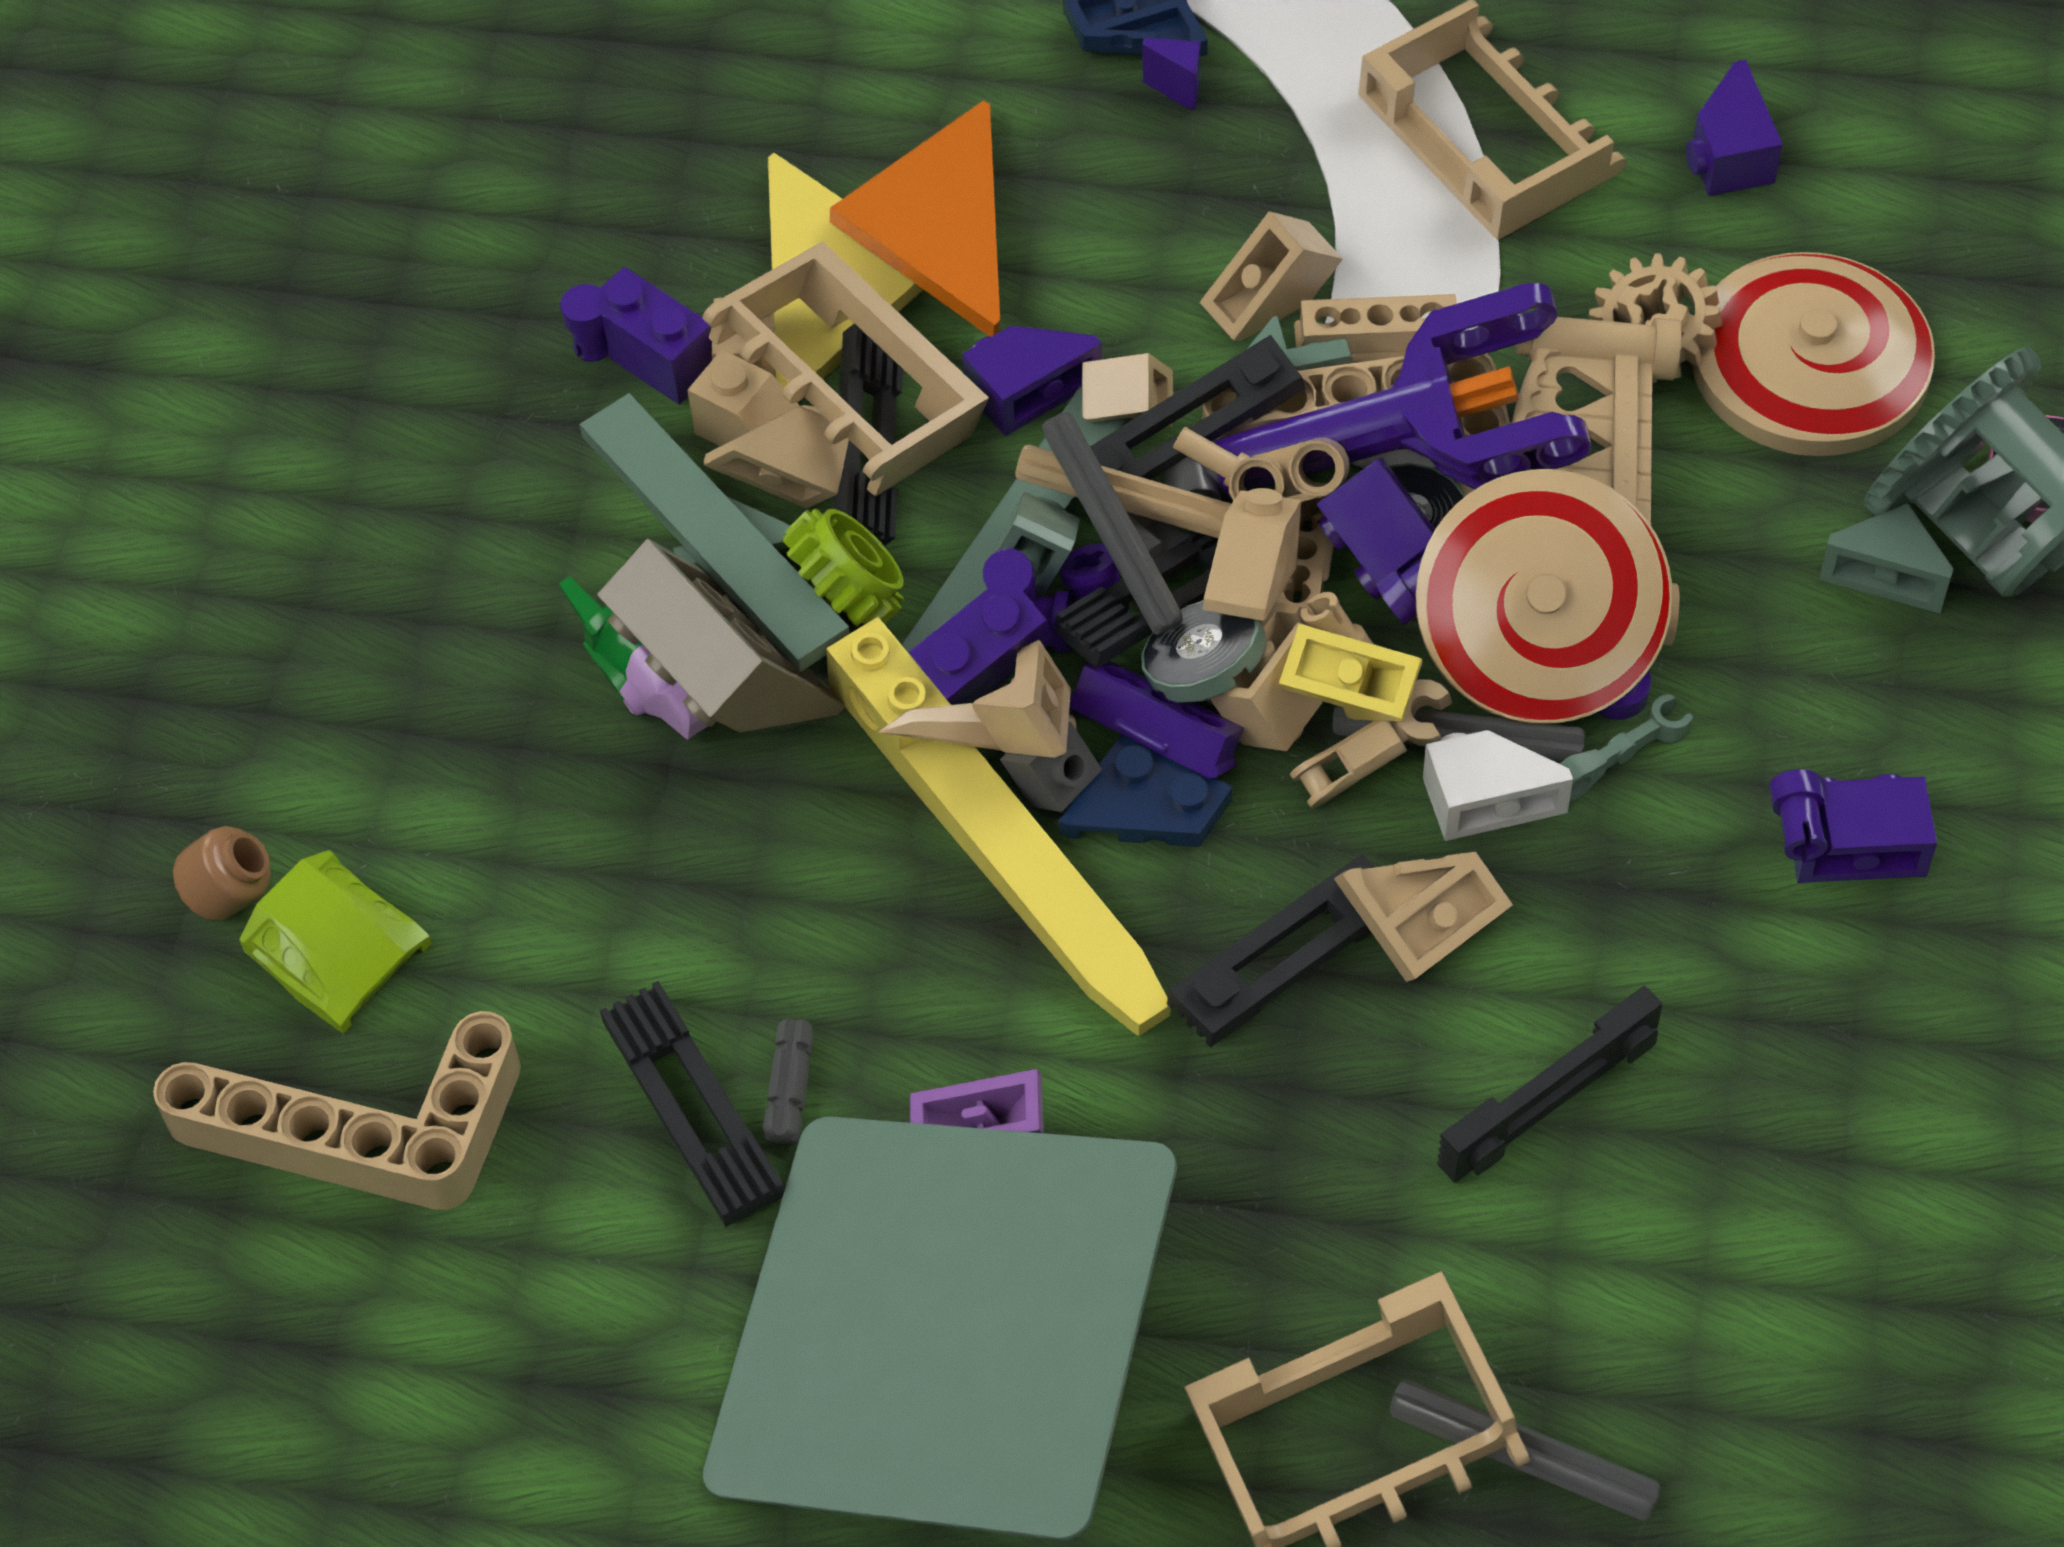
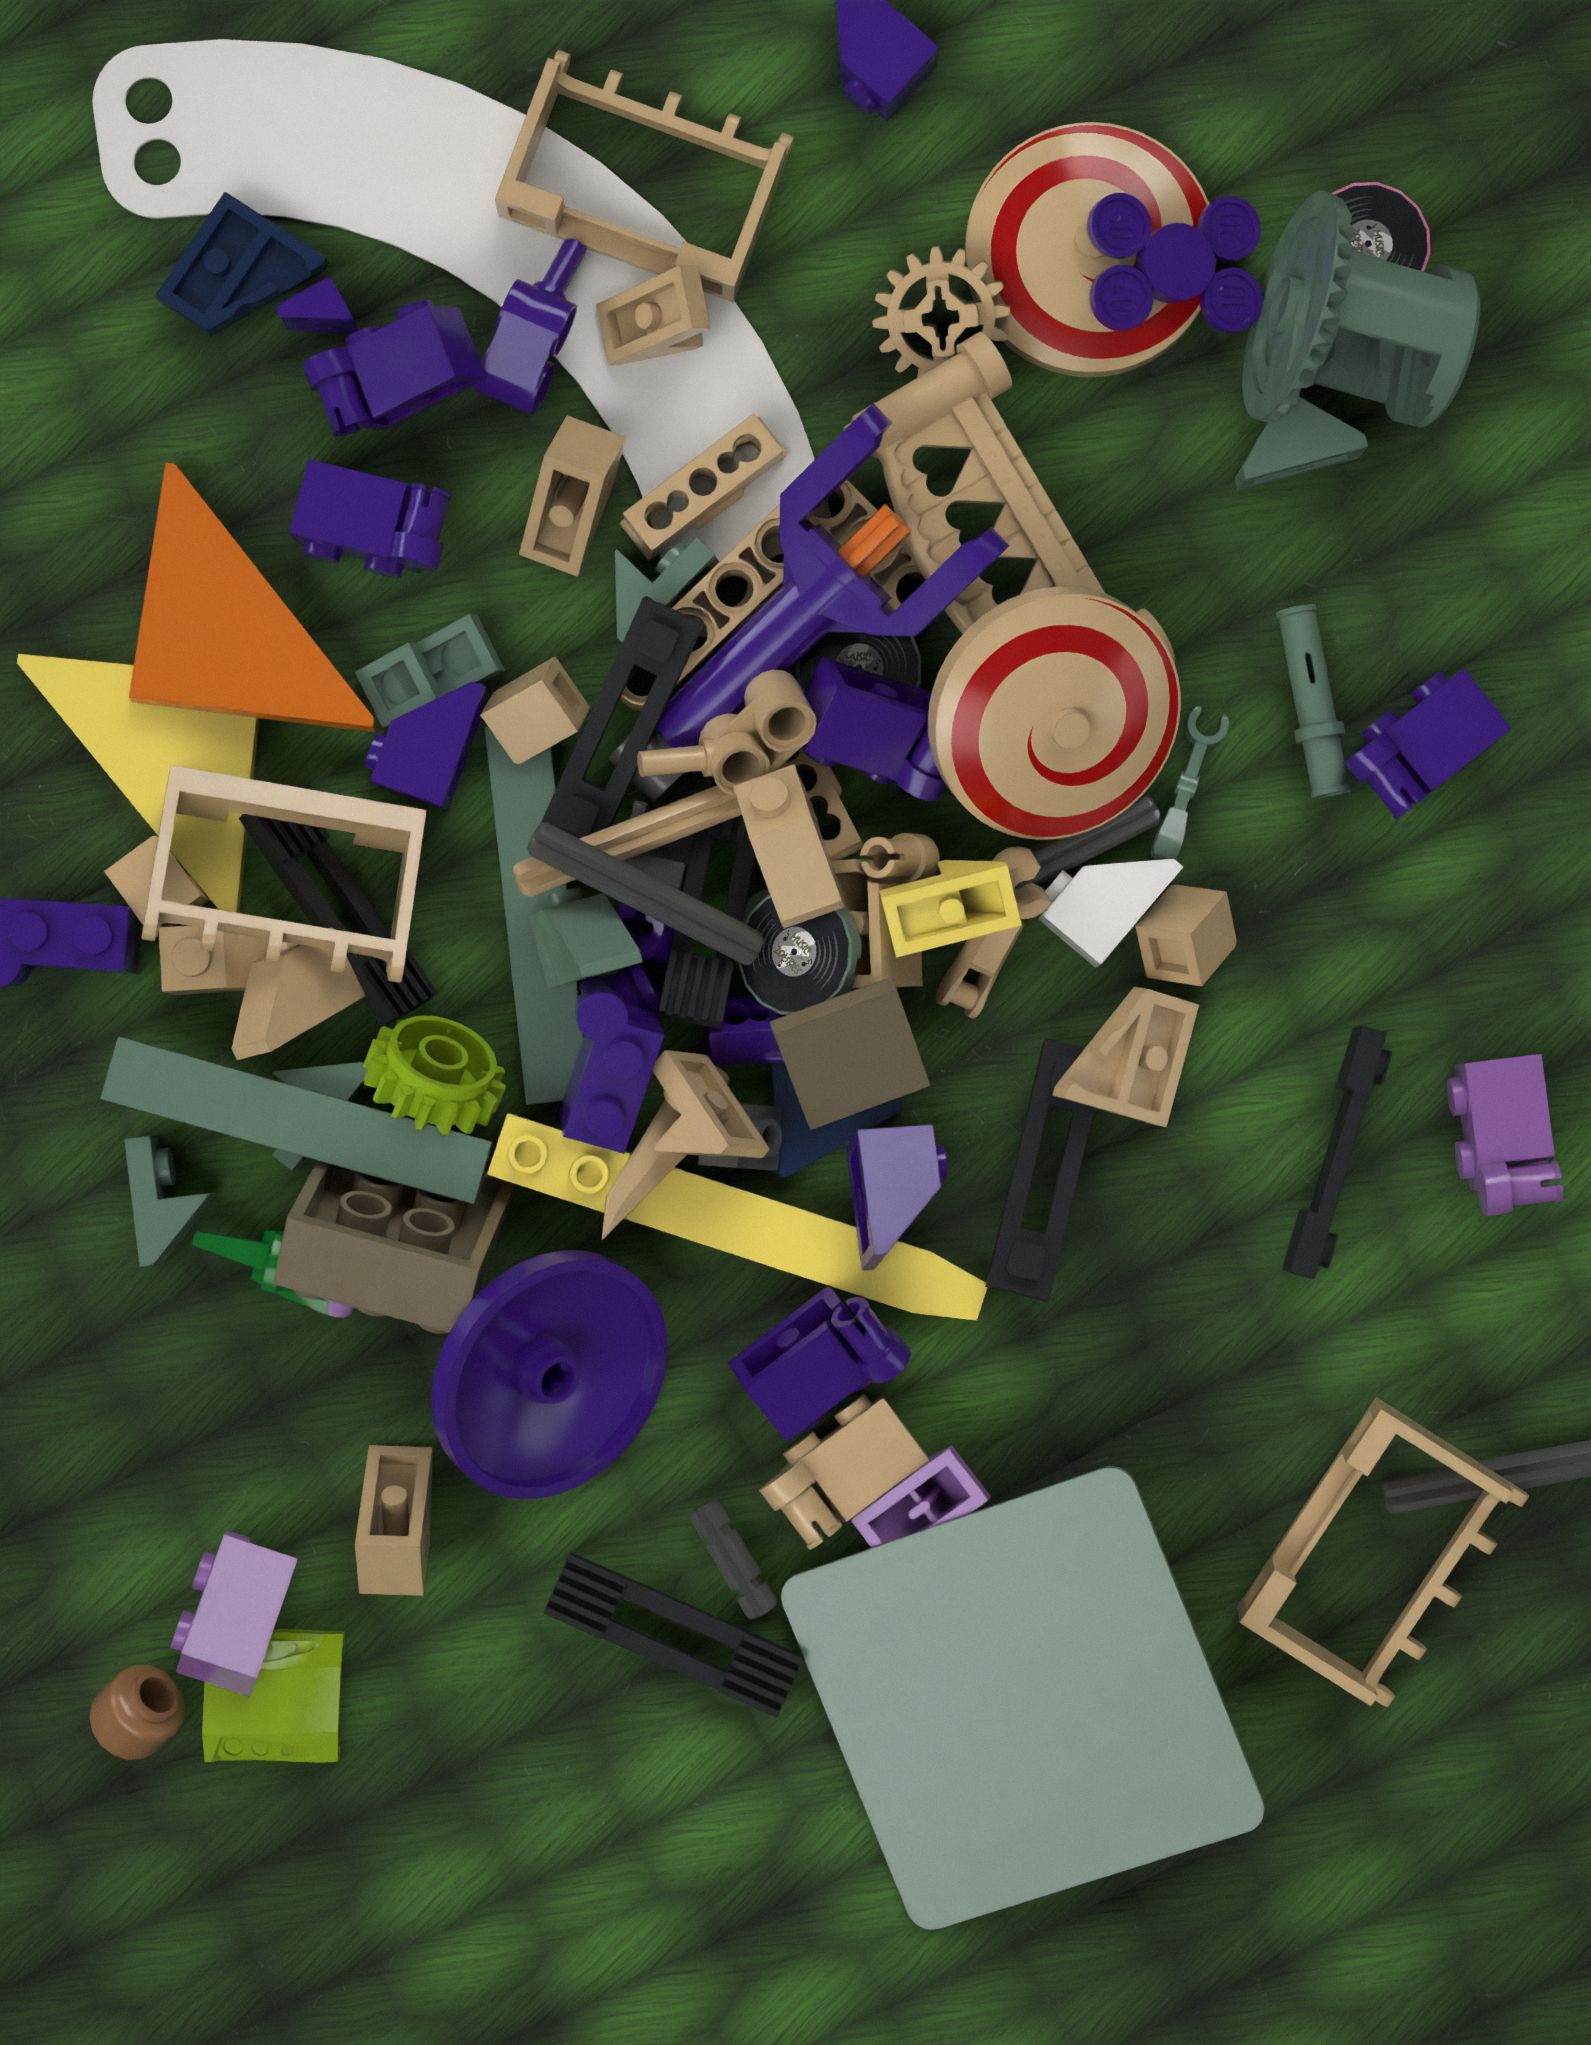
camera: 40 degrees left, 30 degrees up
(354, 1128) = (425, 1850): tan beam -> none
(362, 834) = (235, 1614): none -> medium lavender hinge
(538, 872) = (394, 1521): none -> tan slope
(561, 545) = (158, 1219): none -> sand green slope
(755, 815) = (549, 1374): none -> dark purple dish
(928, 1051) = (845, 1469): none -> tan hinge
(980, 959) = (818, 1360): none -> dark purple hinge
(1103, 206) = (369, 520): none -> dark purple hinge
(1110, 326) = (429, 669): none -> sand green slope
(1147, 870) = (891, 1182): none -> slope
(1187, 734) = (850, 1053): none -> dark tan tile
(1201, 122) = (395, 368): none -> dark purple hinge
(1320, 150) = (528, 330): none -> dark purple beam
(1429, 204) = (655, 317): none -> tan slope
(1540, 848) = (1186, 935): none -> tan panel
(1721, 1153) = (1504, 1132): none -> medium lavender hinge
(1775, 748) = (1313, 702): none -> sand green pin
(1871, 376) = (1174, 263): none -> dark purple piece

